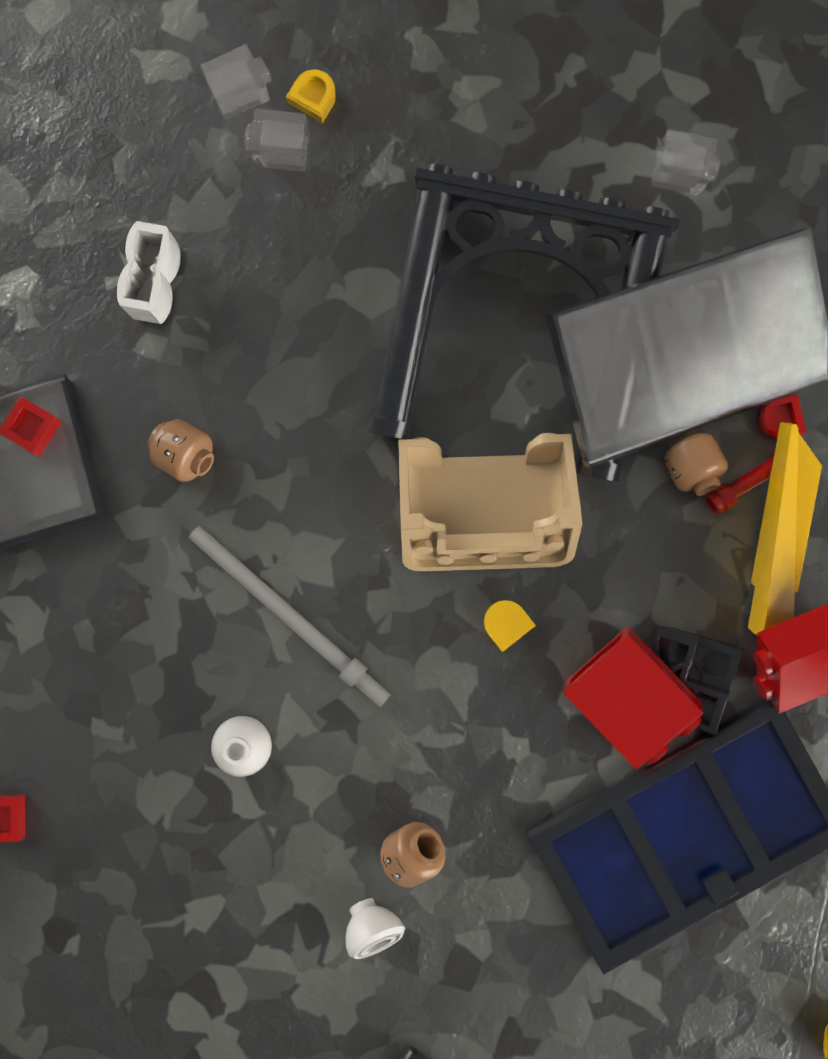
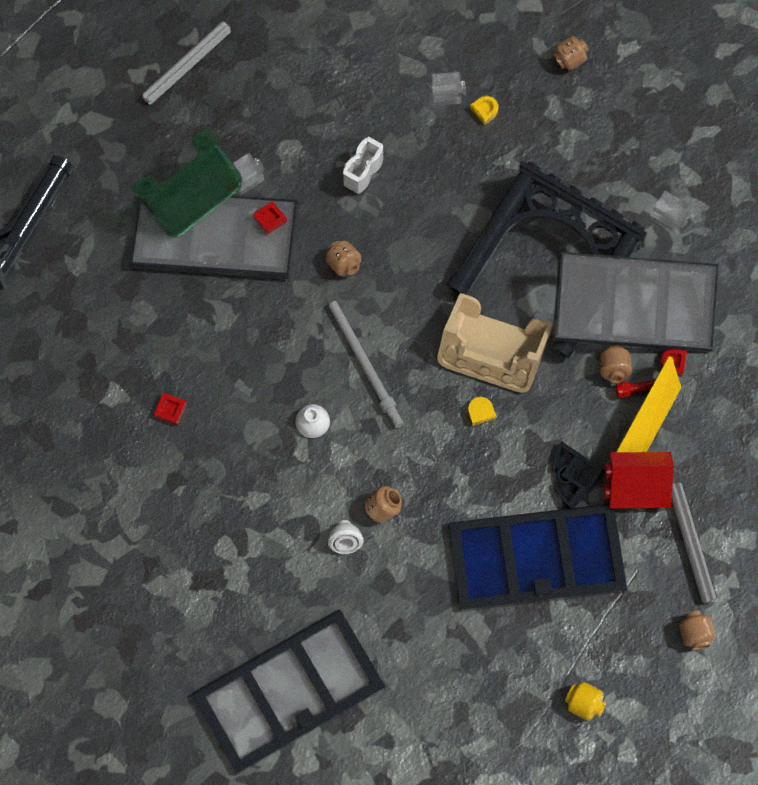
camera: 25 degrees right, 15 degrees down
(278, 139) = (457, 124): clear brick -> none
(633, 699) = (533, 469): red brick -> none

